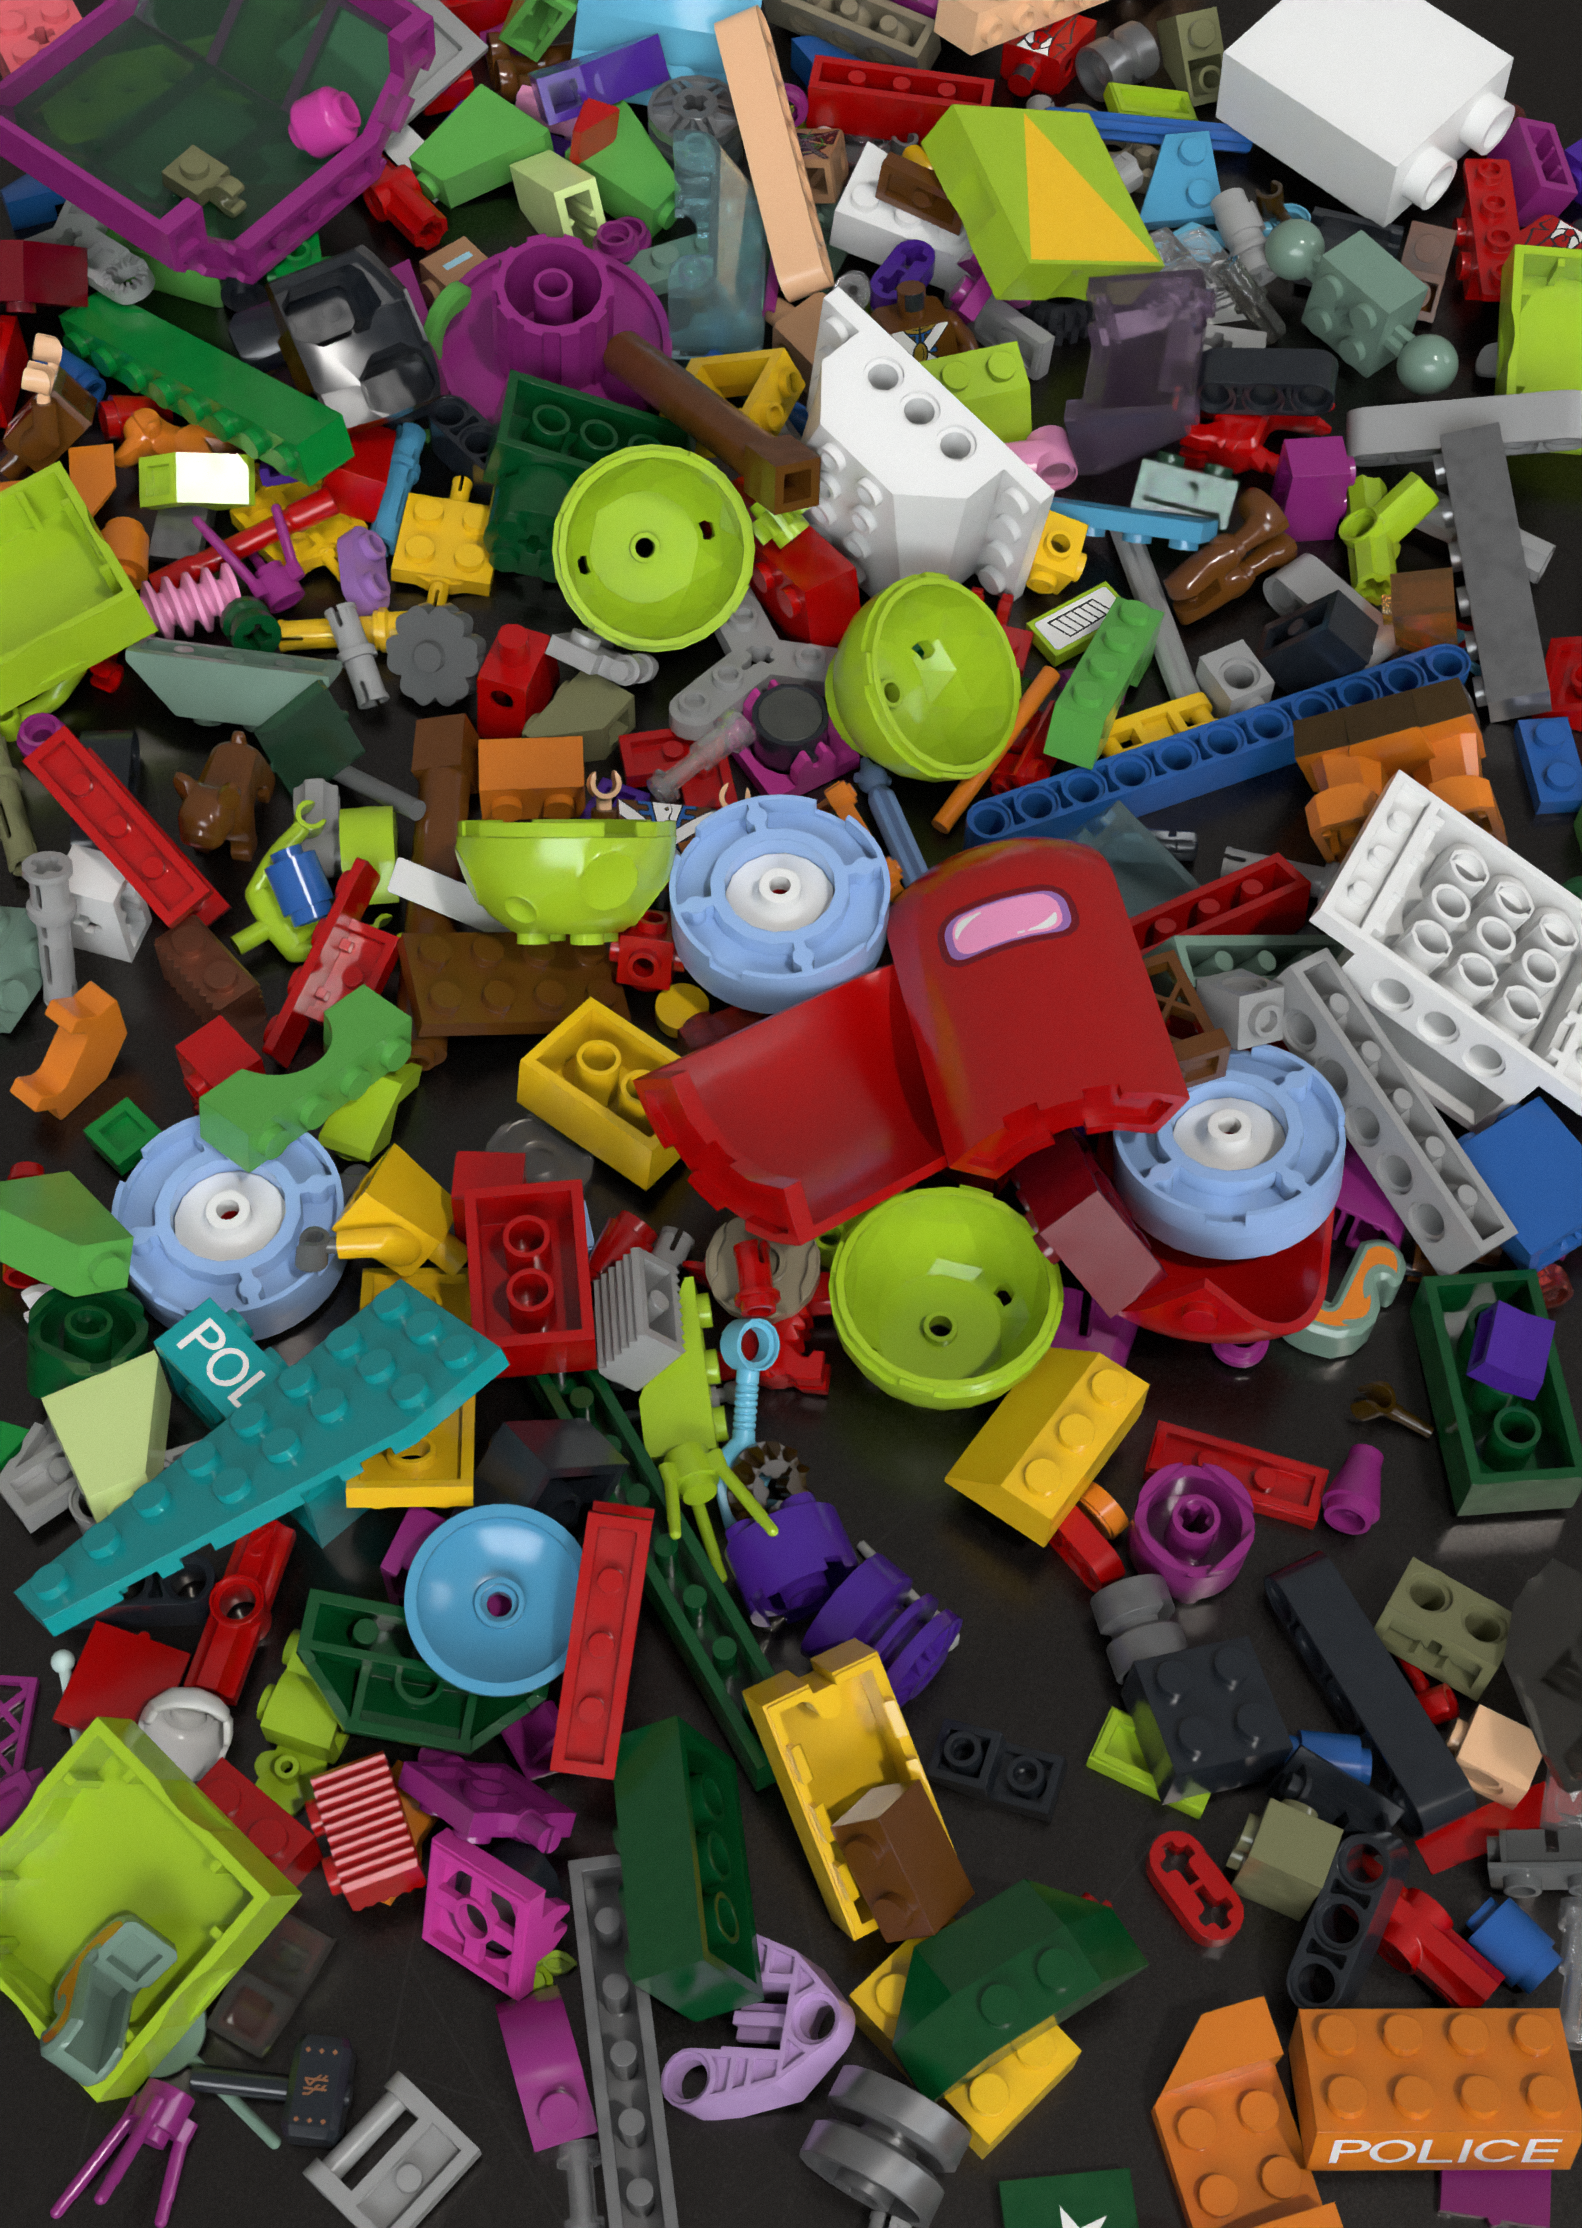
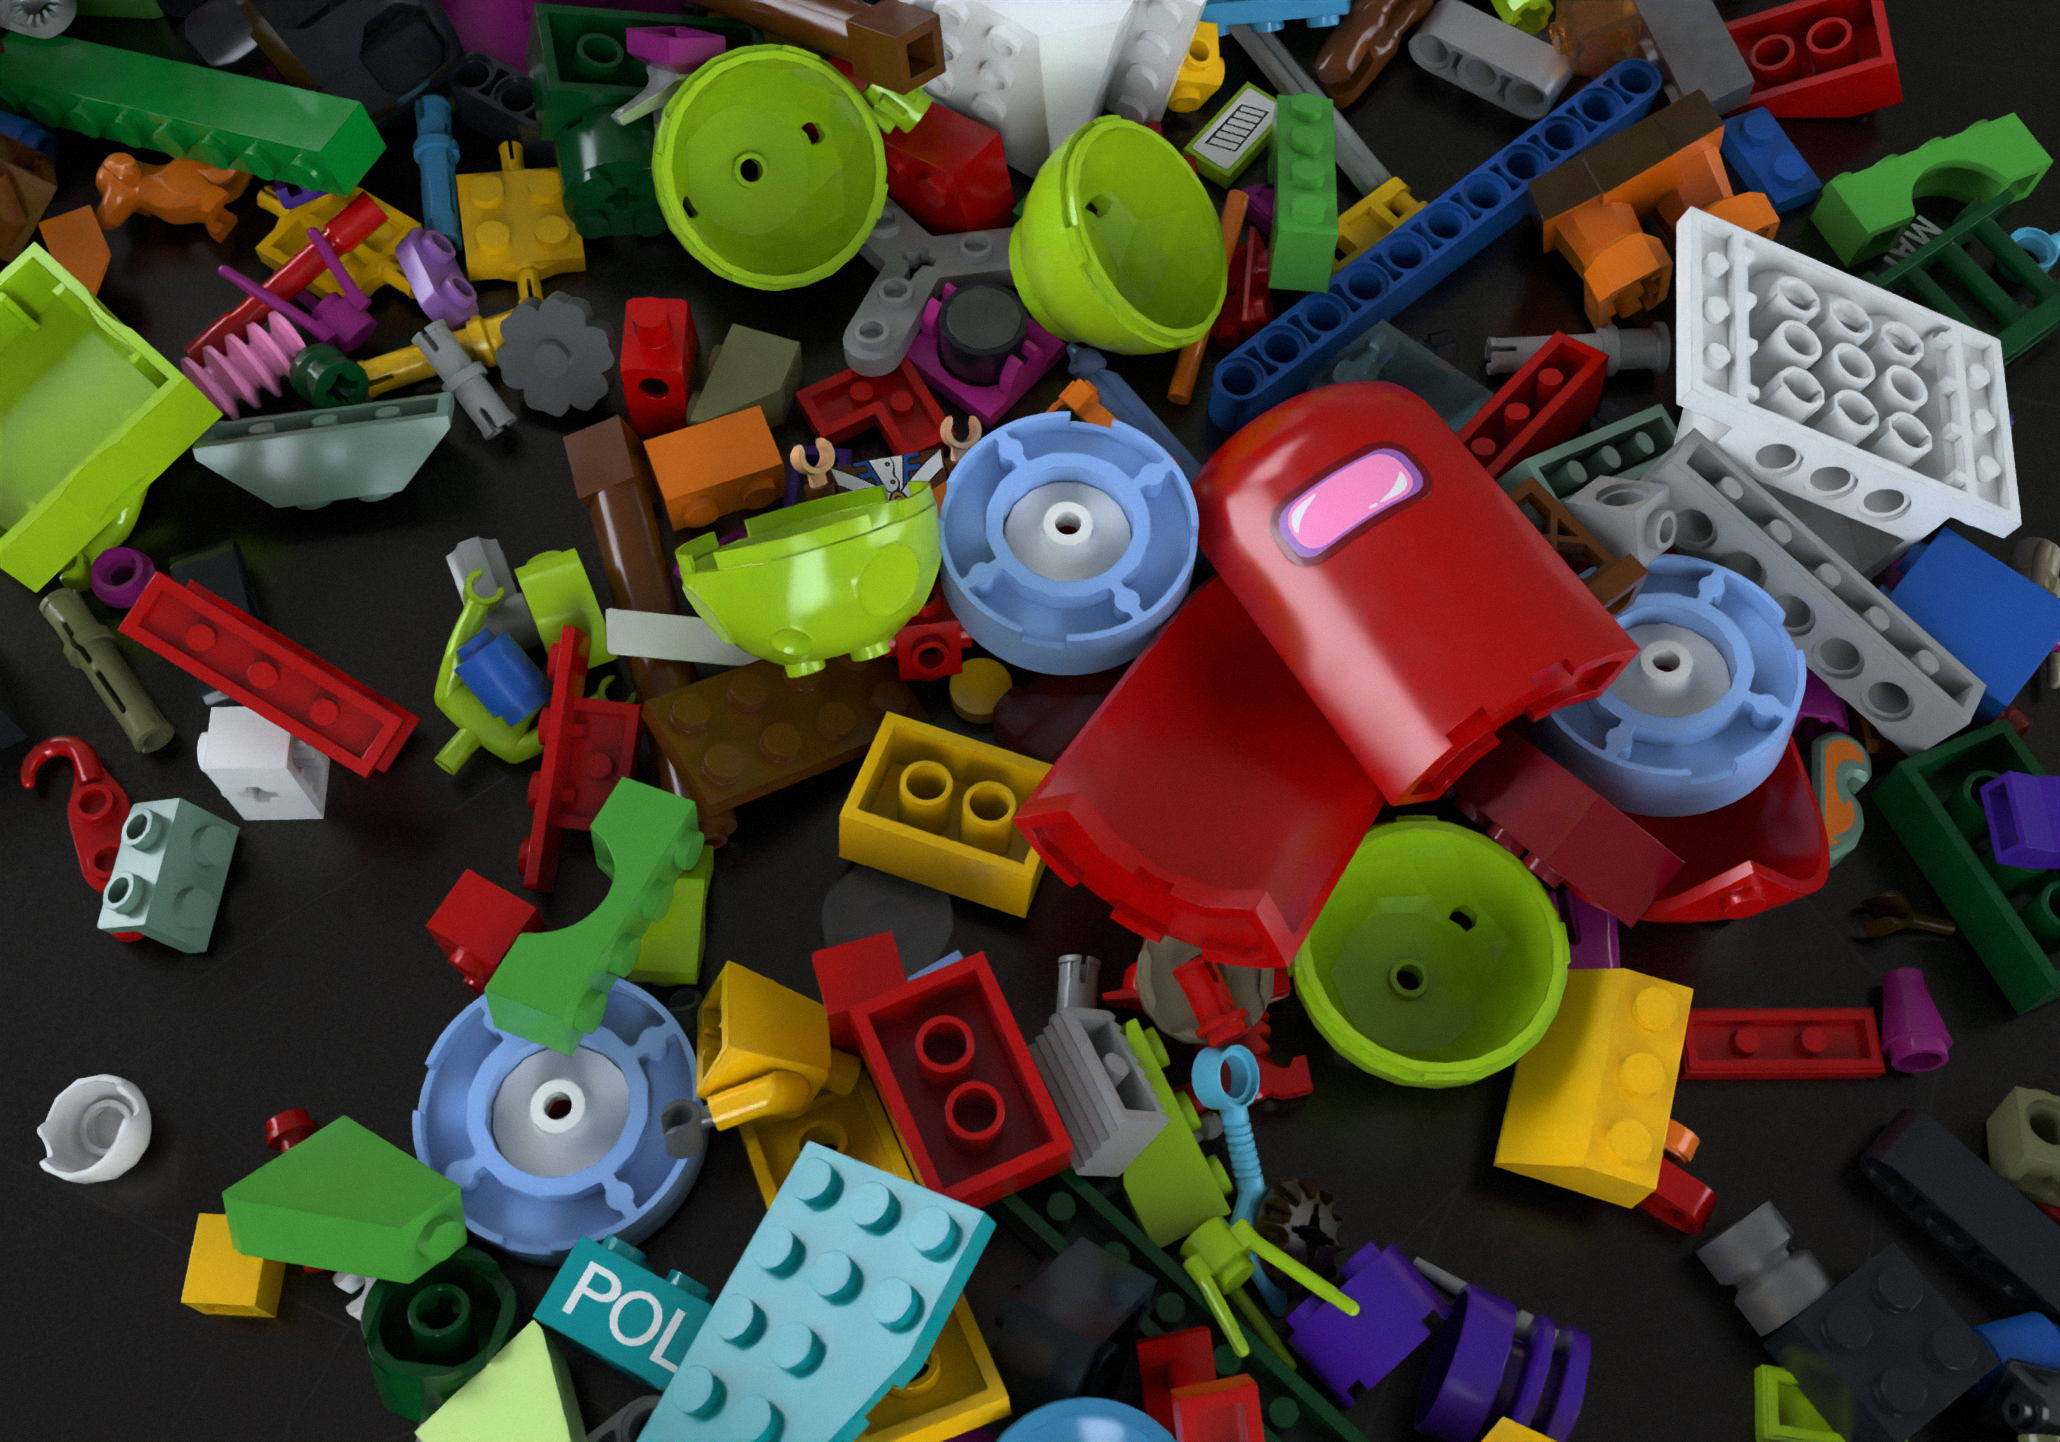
camera: 20 degrees left, 5 degrees up
(52, 911) = (215, 800): light grey pin -> none
(79, 1054) = (303, 962): orange piece -> none
(107, 674) = (176, 481): red hand -> none
(119, 408) = (82, 163): red cone -> none
(121, 1135) = (391, 1040): green plate -> none
(130, 546) = (152, 319): orange brick -> none
(176, 535) = (197, 287): flat silver slope -> none
(197, 480) = (205, 223): slope -> none
(209, 976) = (429, 815): copper brick -> none
(224, 799) = (370, 594): reddish brown animal -> none
(309, 738) = (445, 493): clear green piece -> none
(362, 480) = (403, 172): red panel -> none
(381, 792) = (534, 530): dark grey bar -> none
(598, 656) = (742, 308): light grey plate -> none
(603, 435) = (670, 58): none -> magenta piece
(617, 1239) = (1028, 990): red cone -> none
(728, 735) = (922, 357): clear piece -> none
(1184, 1500) = (1801, 1154): magenta brick -> none
(1233, 680) = (1426, 156): light grey brick -> none
(1317, 643) = (1501, 92): black brick -> none

